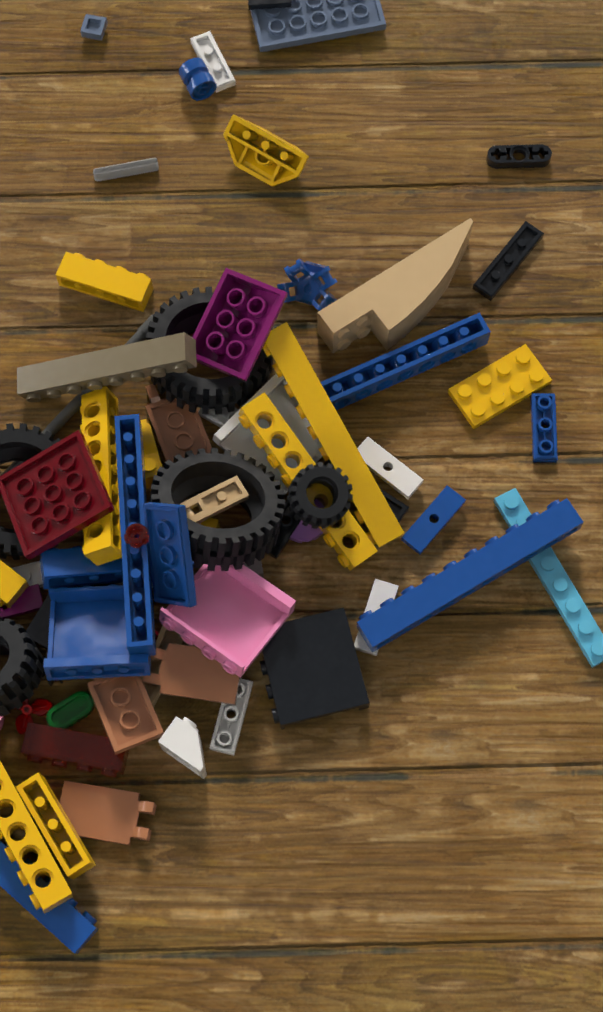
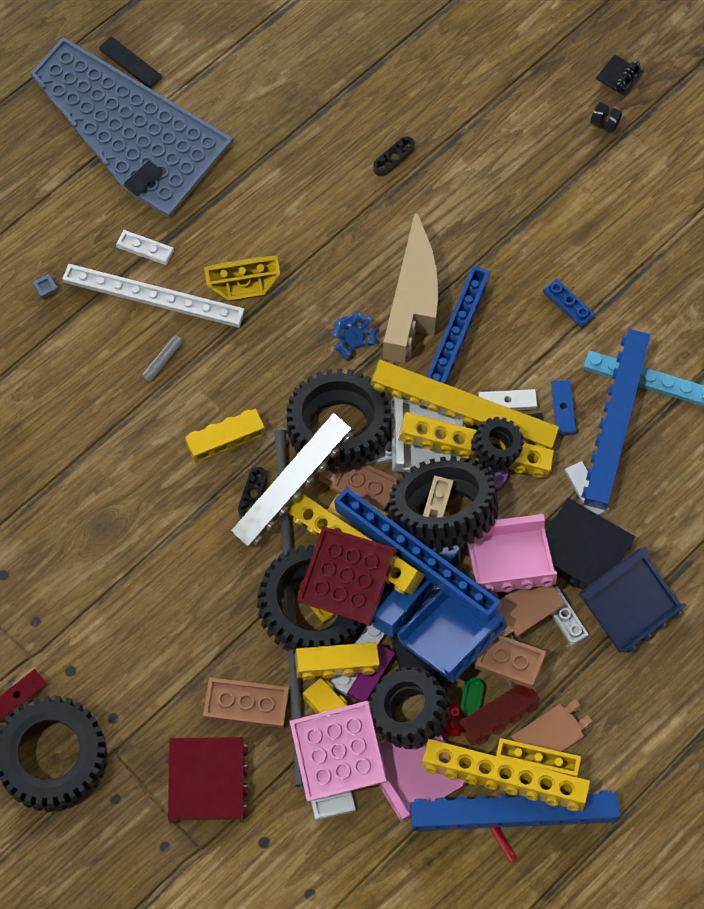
camera: 45 degrees left, 5 degrees down
(79, 343) = (251, 479): none -> black beam
(136, 529) = (426, 546): clear red plate -> none
(170, 554) = (454, 543): blue tile -> none
(175, 110) = (153, 295): none -> white plate
(184, 744) = (563, 651): white slope -> none
(197, 79) = (150, 265): blue wheel -> none
(237, 324) = (351, 384): magenta slope -> none
(302, 761) = (631, 601): none -> dark blue panel
(499, 386) = (520, 300): yellow plate -> none
(508, 261) = (450, 223): black tile -> none

